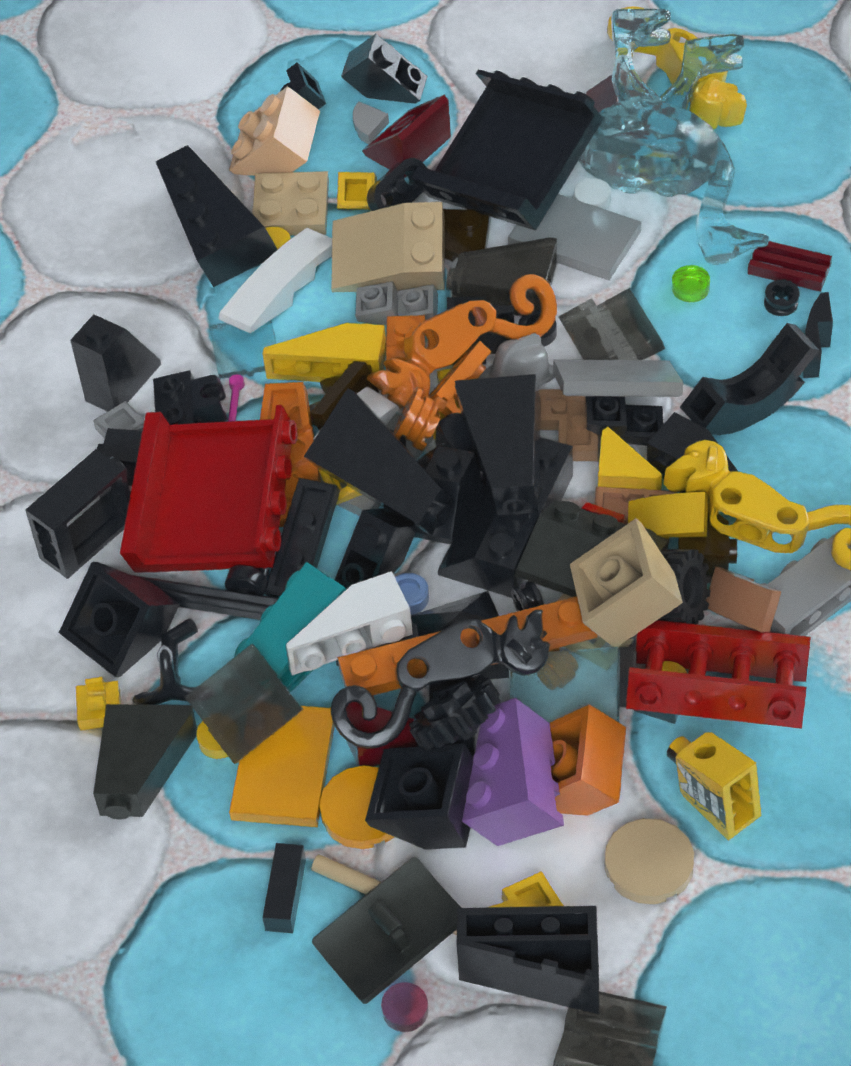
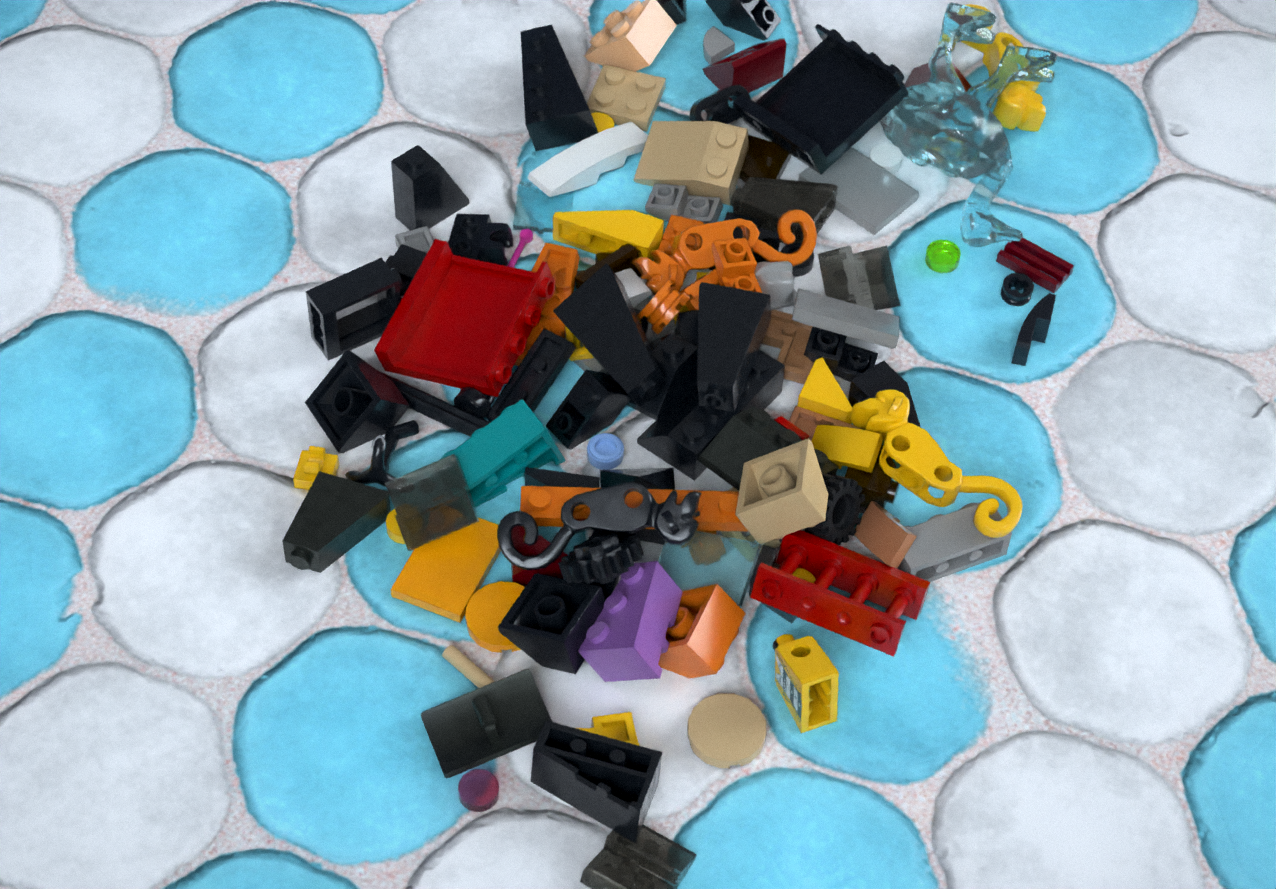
camera: 10 degrees right, 0 degrees up
(284, 888) = (413, 664): black piece -> none
(354, 189) = (681, 99): yellow slope -> none
(357, 621) = (549, 459): white slope -> none
(482, 352) = (735, 264): none -> orange slope
(526, 597) = (702, 481): black bush -> none
(757, 392) = (962, 364): black arch -> none

